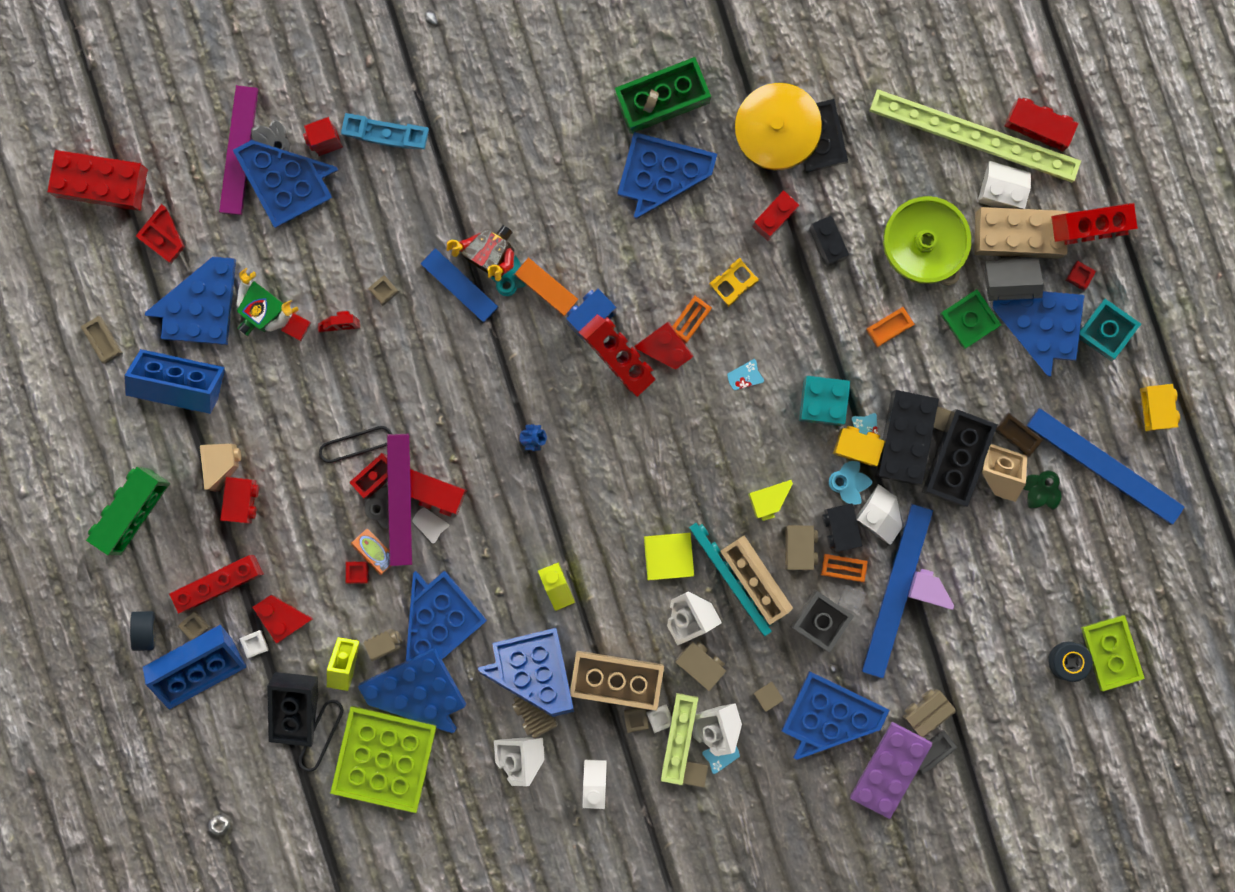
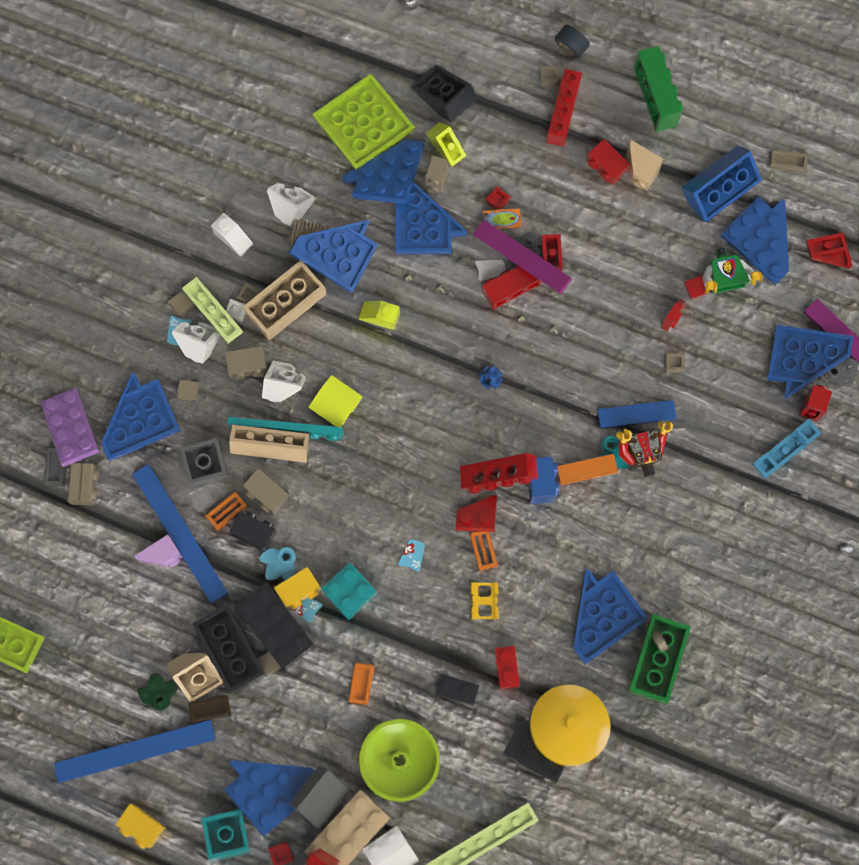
camera: 130 degrees right, 10 degrees down
(193, 667) = (522, 54): blue slope -> none
(254, 644) = (506, 102): white tile -> none
(280, 618) = (509, 130): red wing -> none
(329, 739) = (429, 115): black piece -> none
(351, 436) = (592, 264): black piece -> none
(769, 500) = (315, 497): neon yellow slope -> none
(881, 515) = (239, 565): white slope -> none
(970, 319) = (318, 744): green plate -> none
(1077, 666) = (24, 603): black wheel -> none

